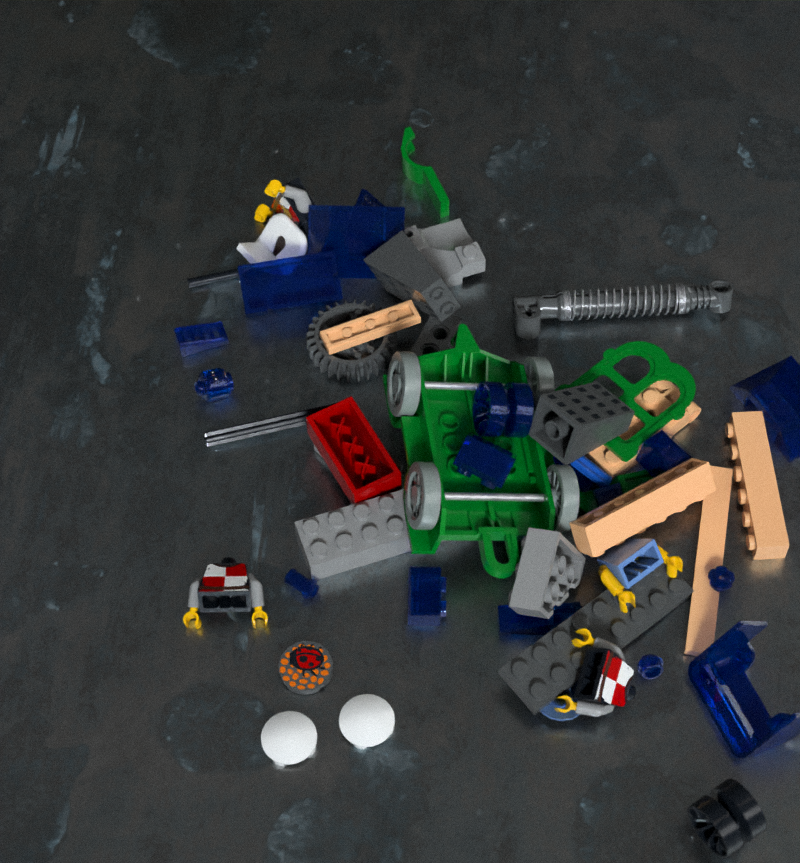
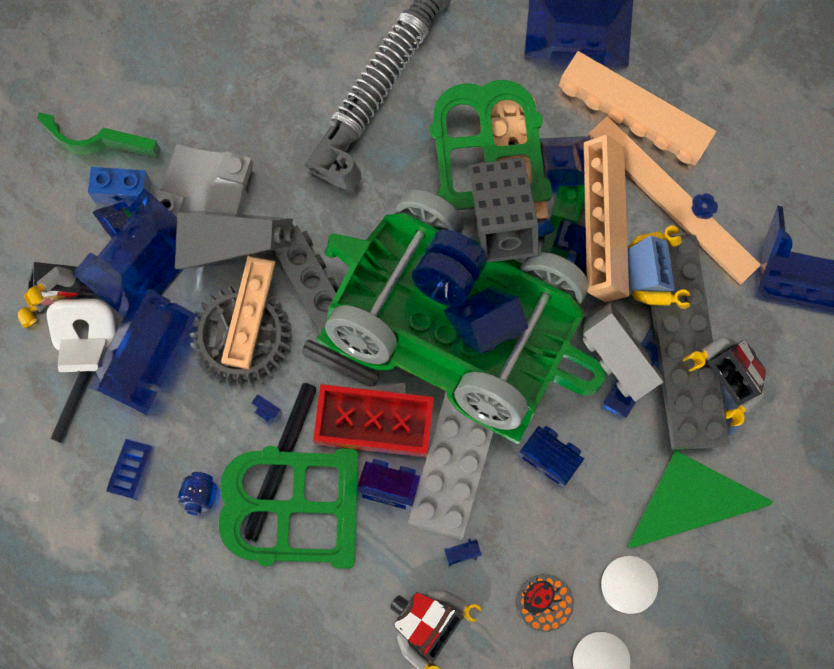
camera: 60 degrees left, 20 degrees up
(225, 411) = (240, 504): none -> green window
(309, 388) = (265, 409): none -> clear blue plate
(311, 491) = (388, 485): none -> clear blue slope
(384, 423) = (340, 363): none -> dark grey axle
(395, 194) = (117, 184): none -> blue brick
(473, 723) = (690, 498): none -> green tile
(650, 666) = (737, 320): clear blue plate -> none

